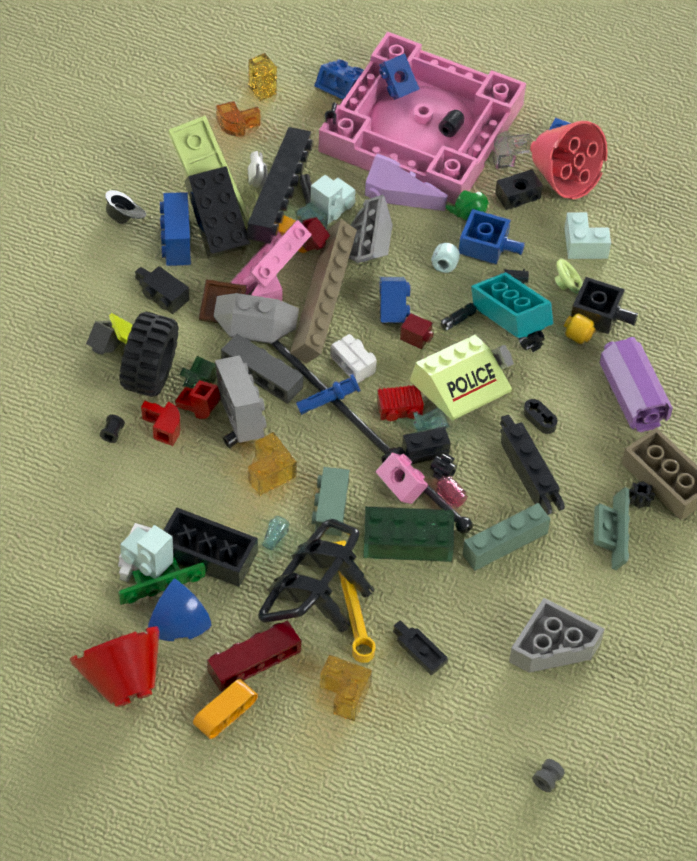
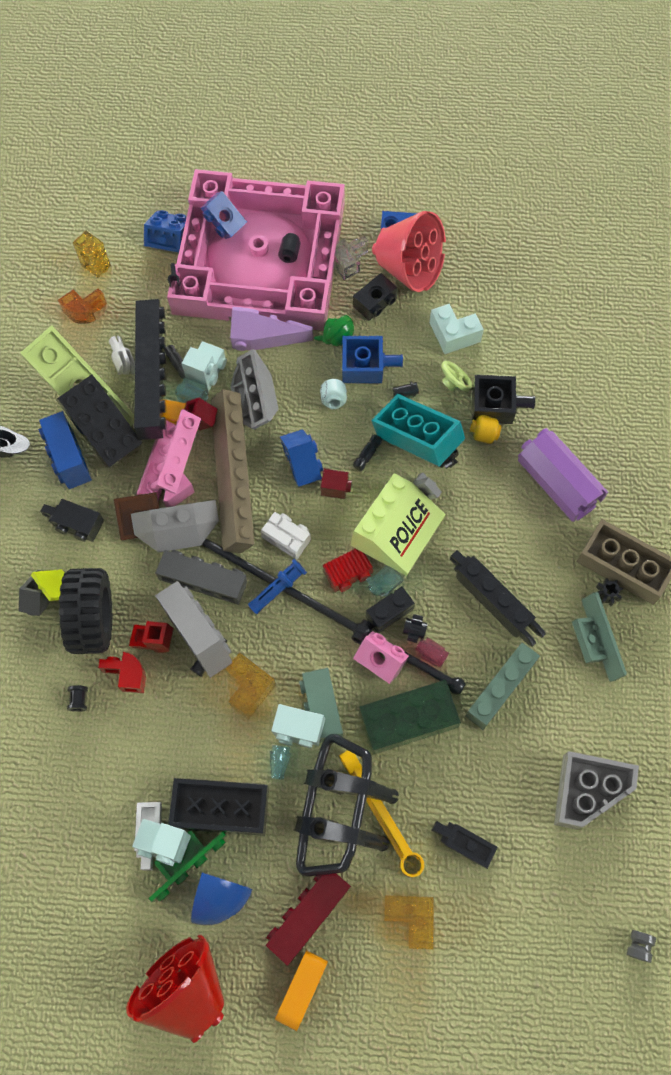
camera: 15 degrees left, 15 degrees up
(200, 370) = (144, 606): clear green brick -> none
(302, 502) = (297, 726): none -> light aqua brick
(542, 414) = (482, 536): black beam -> none

